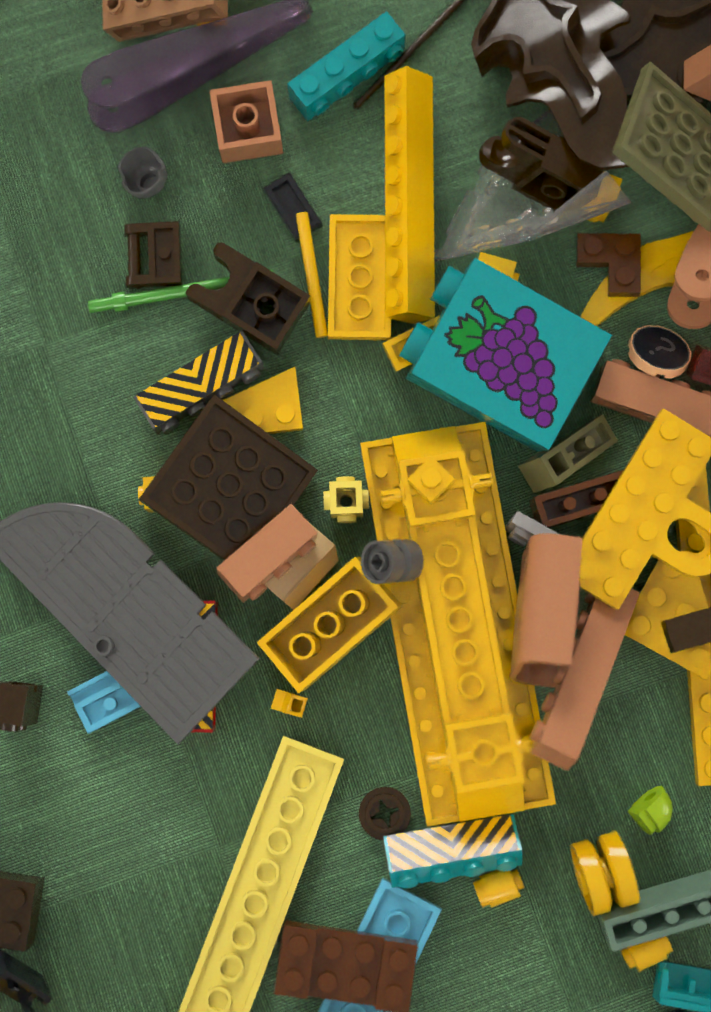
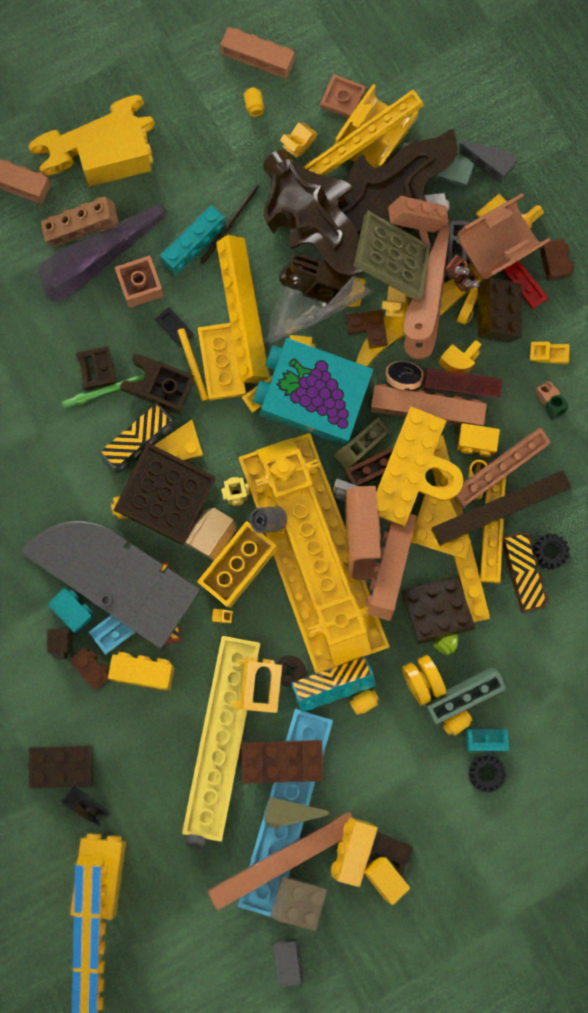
camera: 15 degrees left, 5 degrees down
(44, 650) = (70, 610): none -> teal brick
(60, 754) = (90, 669): none -> reddish brown brick
(140, 775) = (141, 671): none -> yellow brick
(142, 172) = (82, 321): dark grey hair -> none
(268, 554) = (195, 528): nougat brick -> none
(322, 801) = (251, 665): none -> yellow panel
(647, 757) = (438, 610): none -> dark brown plate
(667, 226) = (396, 303): none -> yellow brick

